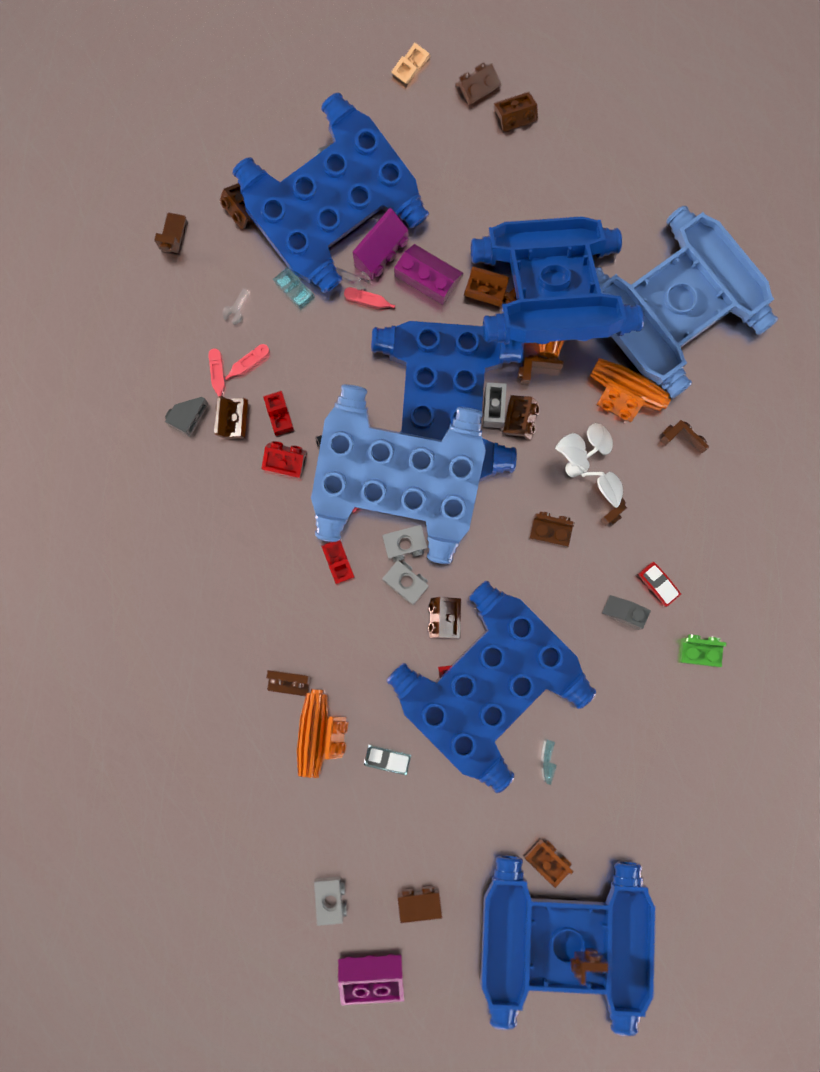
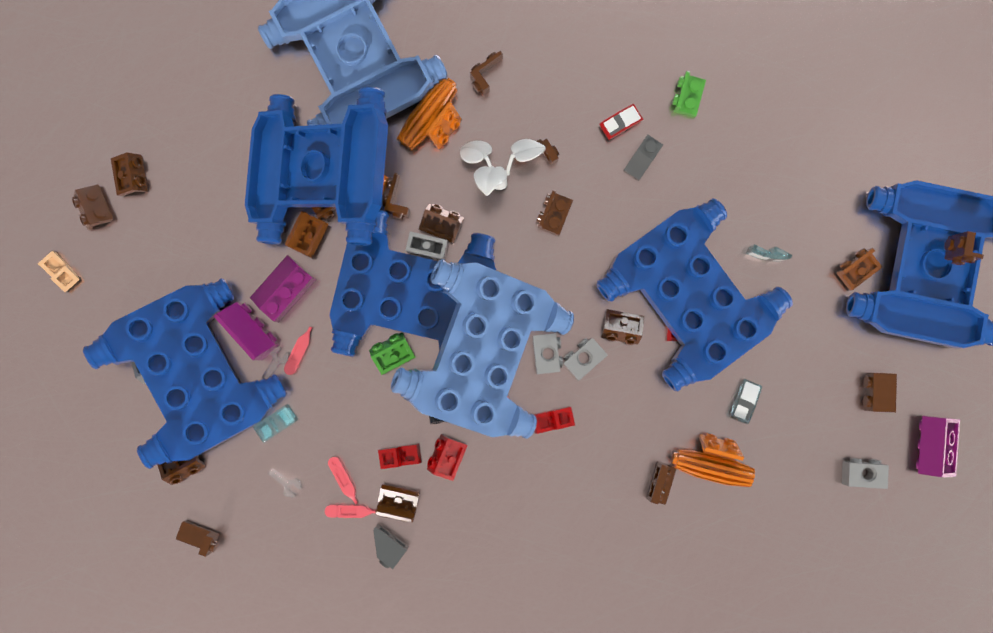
camera: 85 degrees left, 5 degrees up
(381, 388) = (391, 353): none -> bright green bracket

